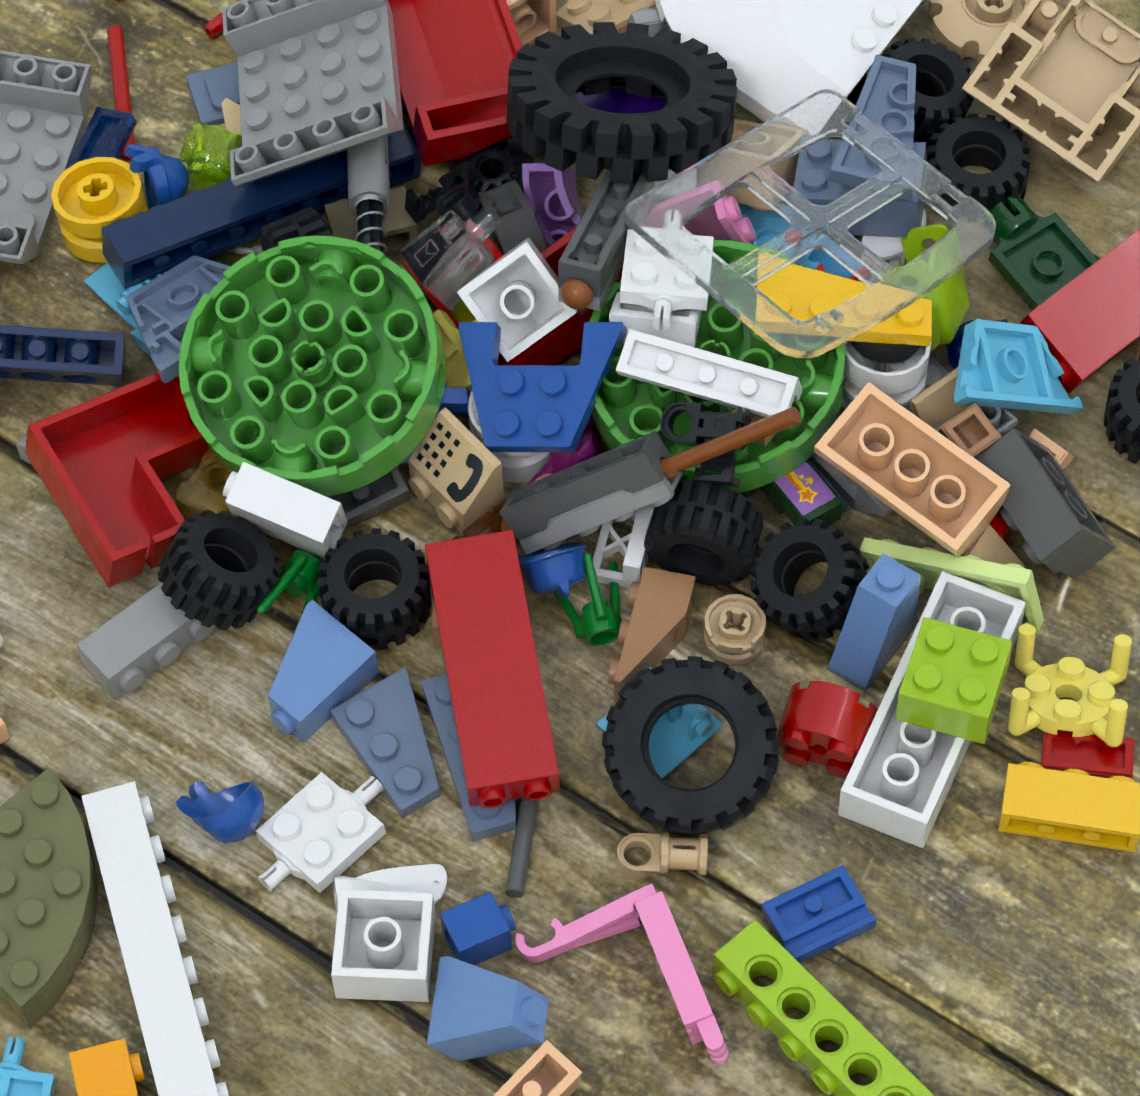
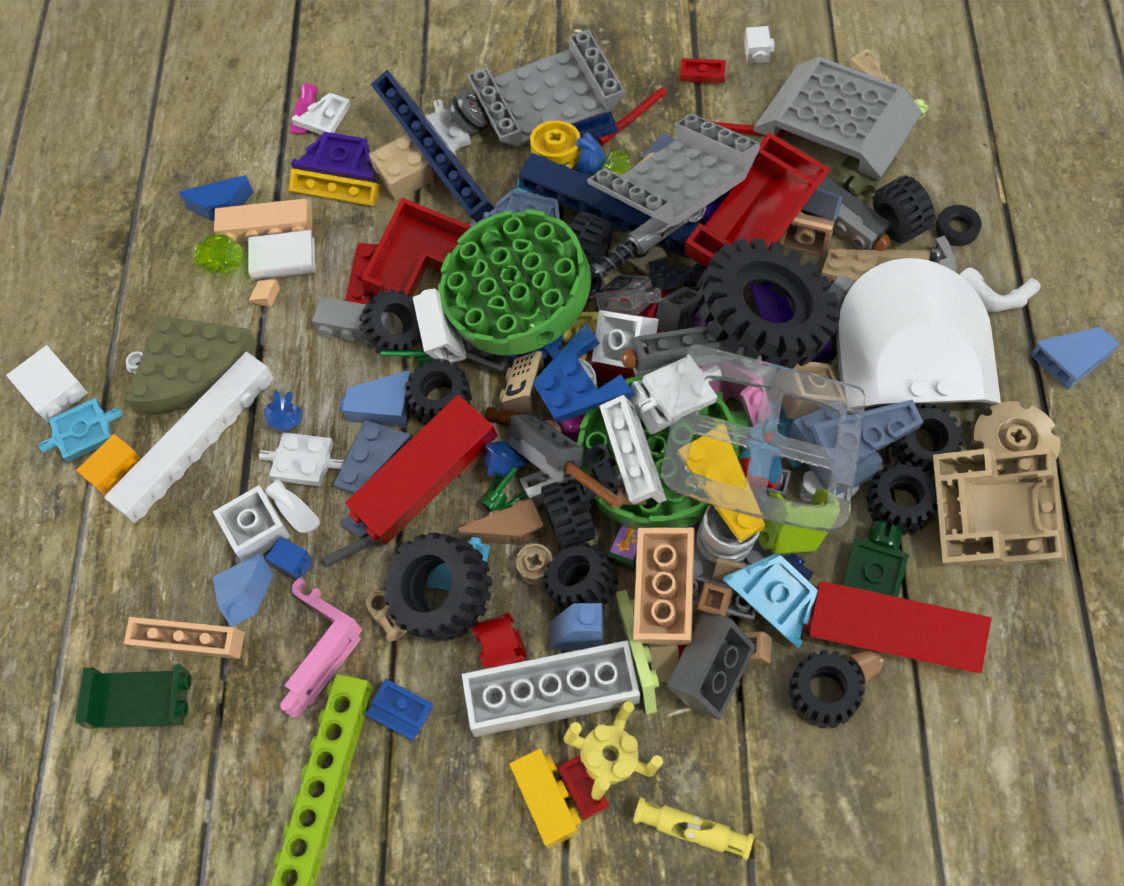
camera: 60 degrees right, 5 degrees up
(69, 578) = (361, 260): none -> red plate
(953, 680) = (556, 688): lime brick -> none

